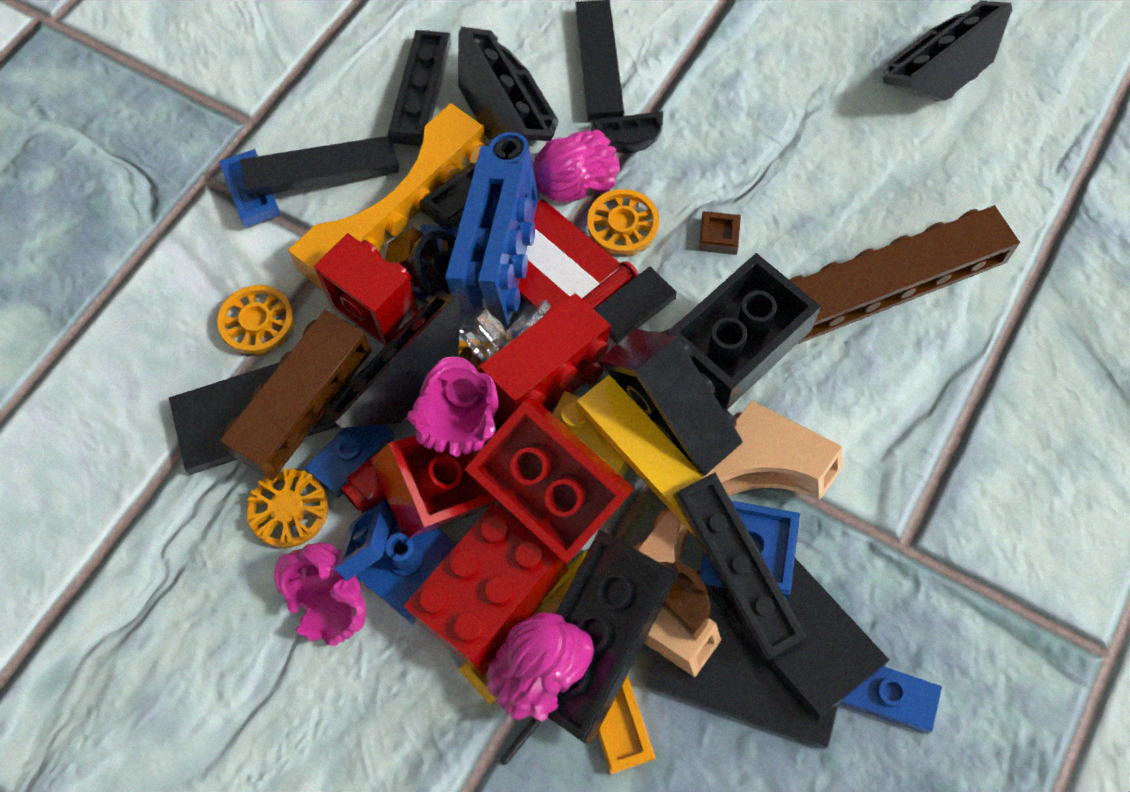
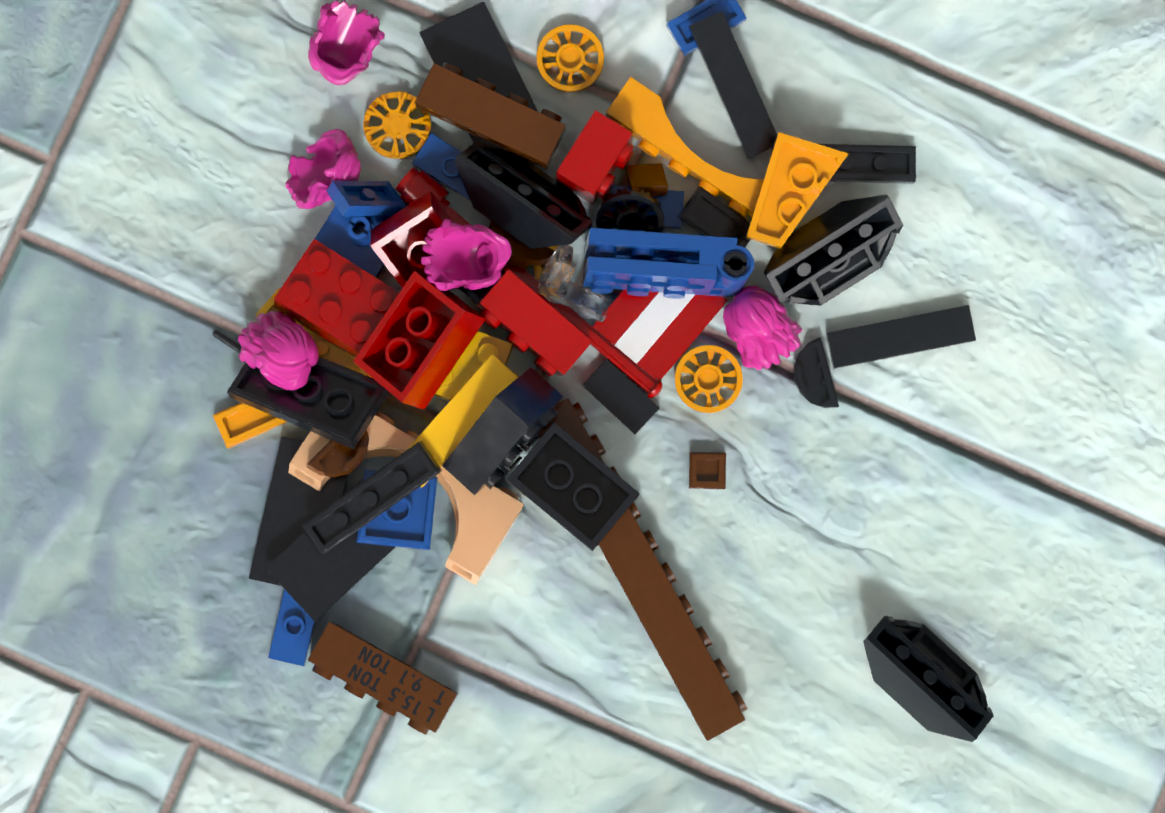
camera: 80 degrees right, 20 degrees up
(172, 552) = (343, 42): none -> dark pink hair
(433, 110) = (790, 186): none -> light orange wing
(954, 589) = (383, 677): none -> reddish brown brick

